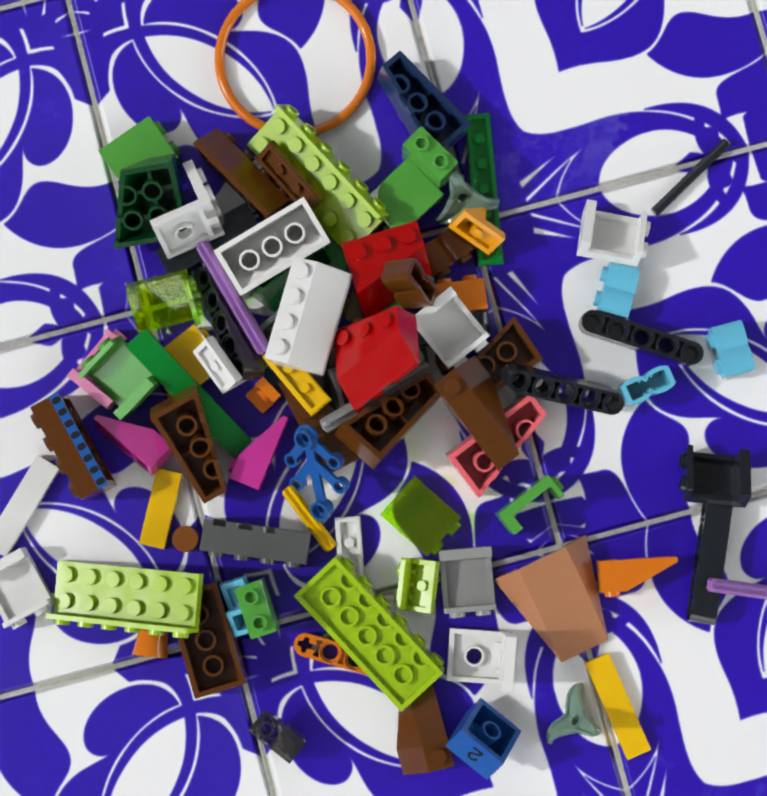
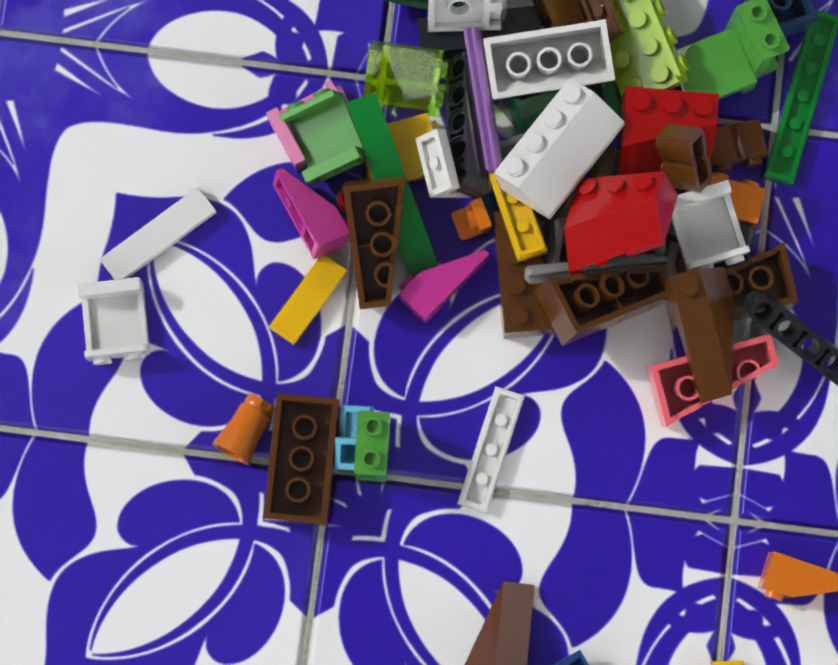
camera: 20 degrees right, 5 degrees down
(73, 447) = (242, 191): reddish brown brick -> none
(127, 598) = (234, 378): lime bracket -> none
(185, 538) = (321, 343): dark orange tile -> none
(255, 541) = (398, 376): dark grey wedge -> none
(278, 735) = (336, 598): clear smoke slope -> none
(303, 511) = (467, 375): yellow axle -> none
(307, 439) = (498, 321): blue plant -> none
(340, 660) = (446, 537): orange beam -> none
(370, 631) = (486, 525): lime bracket -> none
(417, 585) = (558, 496): lime bracket -> none
(421, 517) = (592, 423): clear neon green panel -> none
(463, 197) = (776, 96): sand green piece -> none
(467, 581) = (615, 514): light grey panel -> none
(474, 227) = (779, 134): light orange slope -> none
(496, 660) = (617, 608): white bracket -> none
(507, 513) = (689, 458): bright green panel -> none
(559, 599) = (710, 577): nougat wedge -> none

